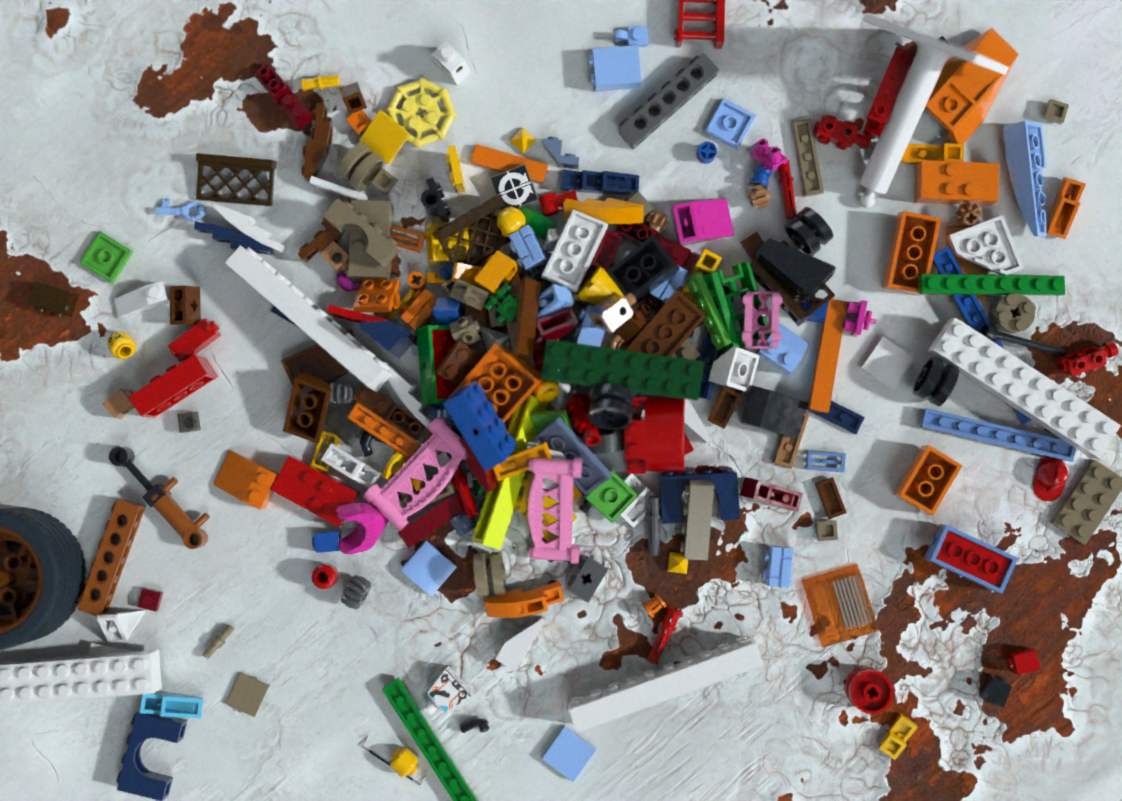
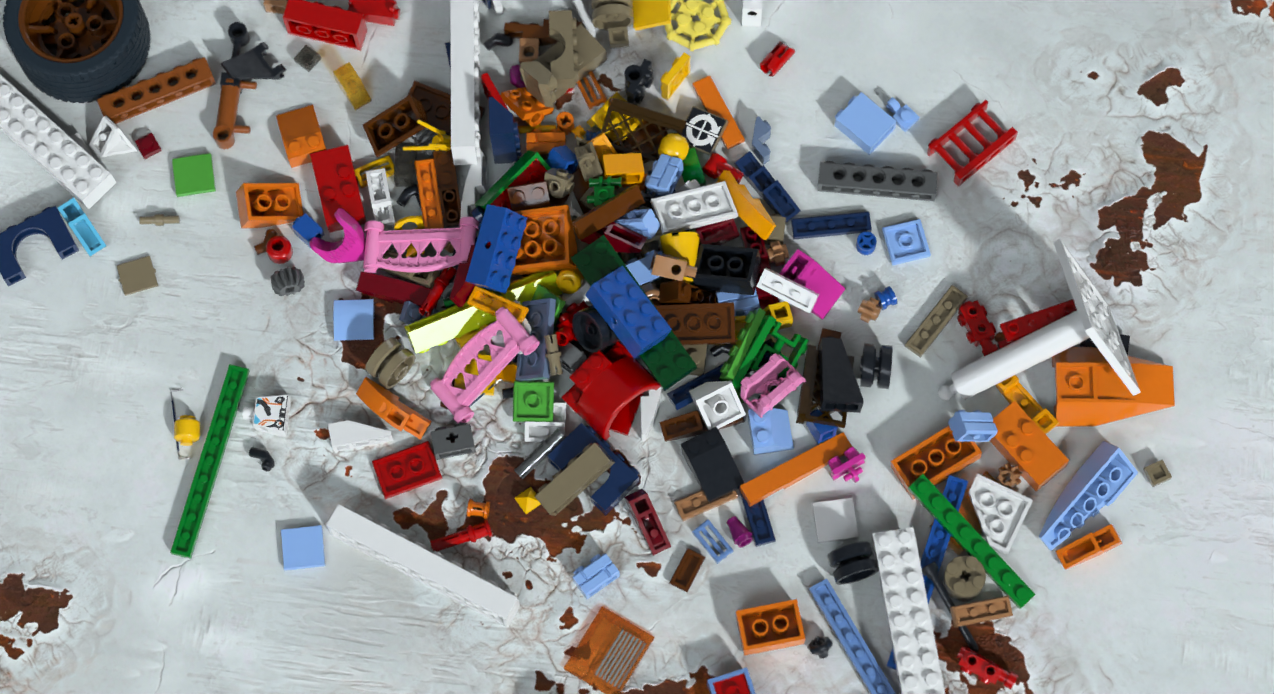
camera: 45 degrees right, 15 degrees down
(157, 469) = (253, 65): none -> black flag
(205, 585) = (194, 175): none -> bright green tile
(242, 409) = (352, 86): none -> clear yellow slope
(281, 551) = (268, 204): none -> orange slope
(305, 269) = (500, 40): none -> black arm
(307, 570) = (261, 248): none -> reddish brown arm
(351, 388) = (439, 142): none -> yellow plant
(373, 273) = (539, 82): none -> dark tan slope
(507, 88) = (776, 59): none -> red arm
(523, 140) = (745, 107): yellow slope -> none
(577, 629) = (407, 469): none -> red tile
(600, 456) = (553, 354): none -> dark tan pin
(628, 377) = (628, 312): none -> blue brick
(669, 164) = (831, 225): none -> dark blue tile
(699, 241) = (787, 290): none -> white plate
(768, 156) = (906, 287): dark pink hips -> none
(787, 190) = (909, 309): red pin -> none
(826, 530) = (658, 588): dark tan plate -> none
(837, 437) = (740, 534): none -> magenta cone
(920, 207) = (972, 426): none -> light blue brick
(968, 456) = (820, 646): none -> black piece
(1045, 324) = (981, 611): none -> medium nougat tile

